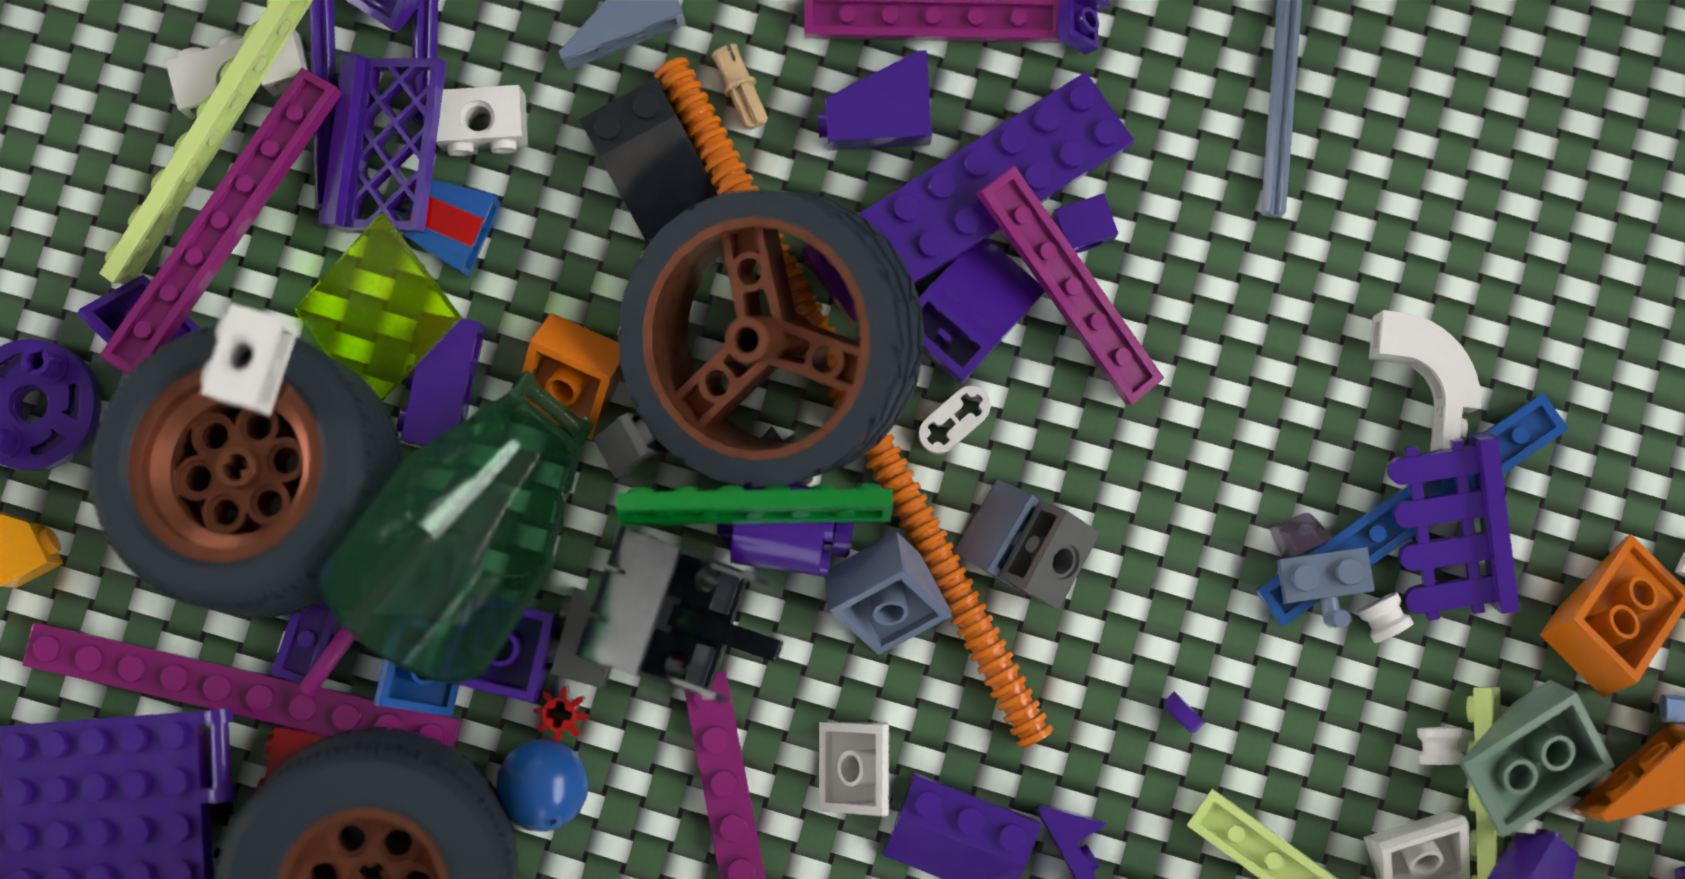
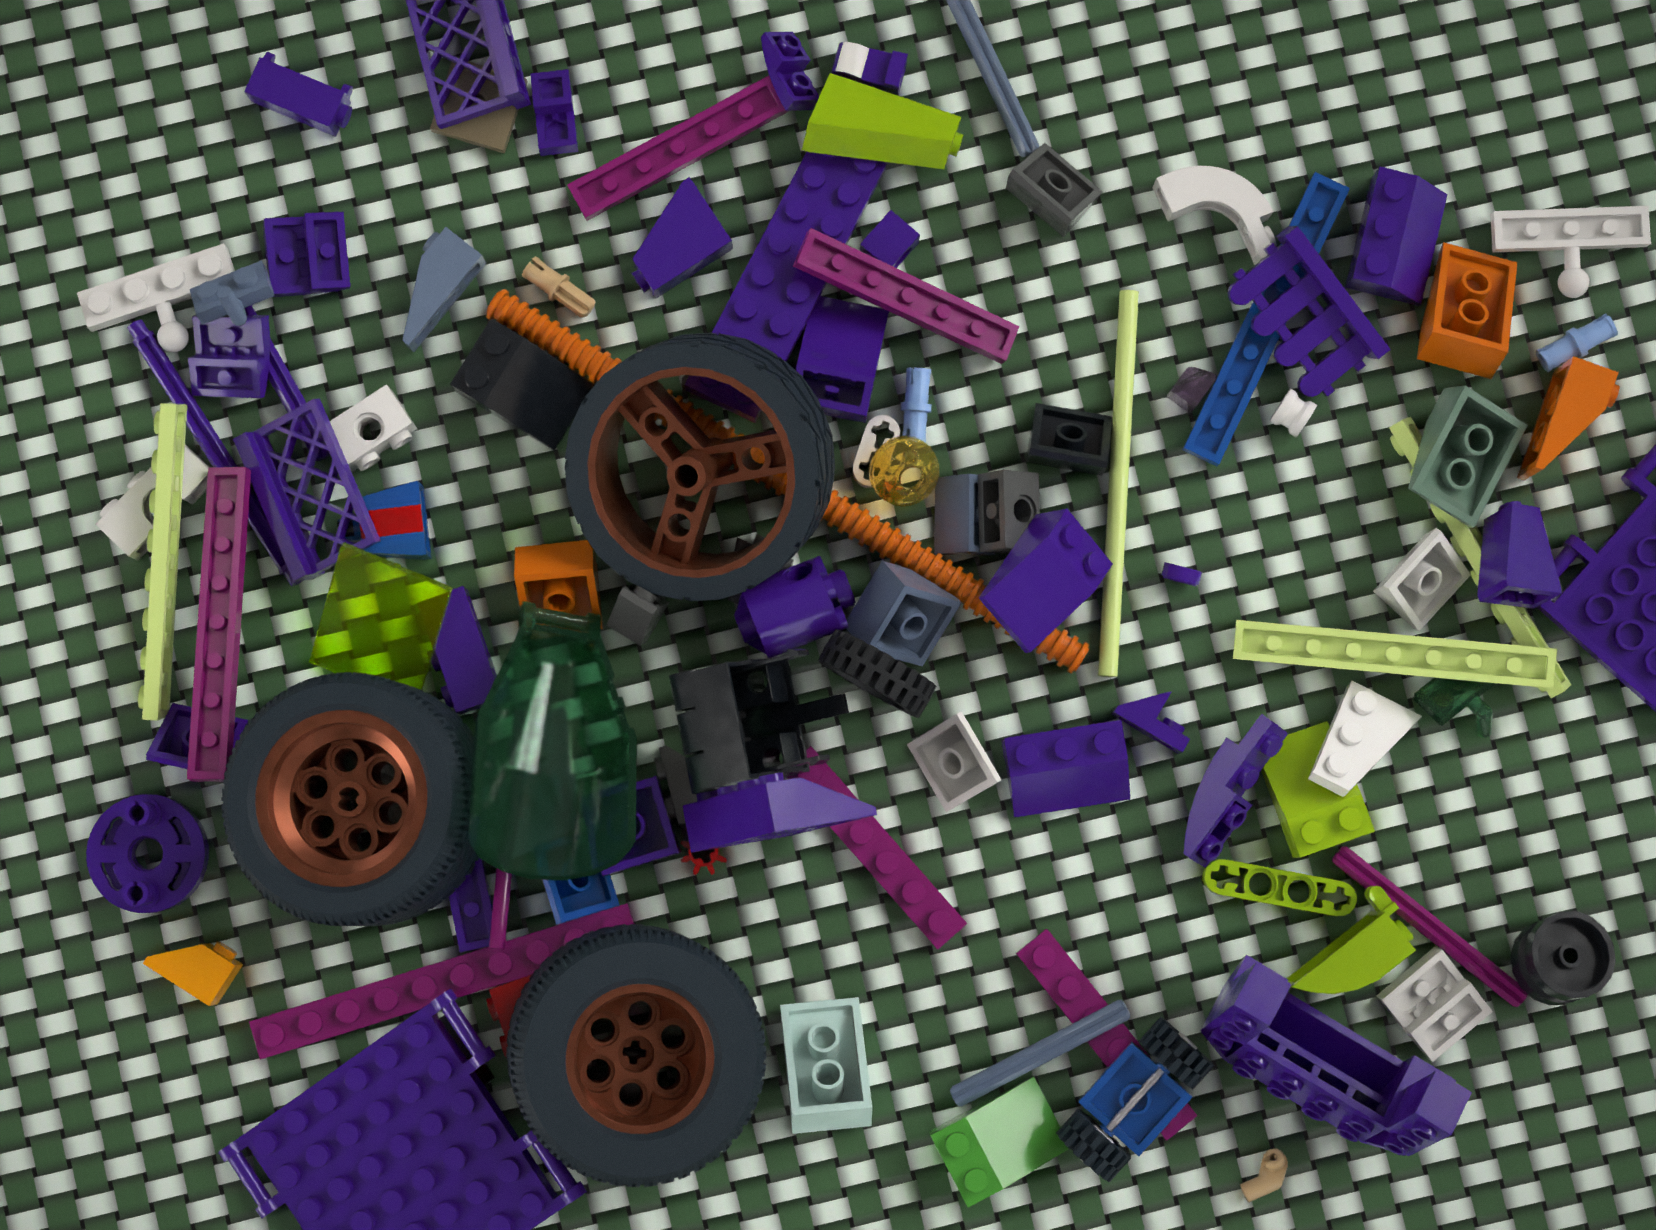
camera: 30 degrees left, 0 degrees up
(259, 382) = (333, 724): white brick -> none
(542, 785) = (722, 912): blue piece -> none
(634, 718) = (766, 811): none -> dark purple slope
(740, 506) = (753, 607): green plate -> none
(827, 640) = (877, 673): none -> black tyre
(970, 438) = (890, 463): none -> clear yellow piece
(1018, 399) = (916, 402): none -> light blue pin
(1046, 640) = (1045, 577): none -> dark purple slope
(1140, 106) = (880, 126): none -> lime slope
(1150, 516) = (1069, 439): none -> black slope
(1163, 45) = (870, 66): none -> dark purple leg
(1172, 587) = (1118, 482): none -> yellowish green piece
(1274, 262) = (1052, 189): none -> dark grey slope
(1326, 578) = (1230, 408): sand blue plate -> none
(1440, 745) = (1389, 486): white wheel -> none
(1587, 502) = (1396, 236): none -> dark purple slope

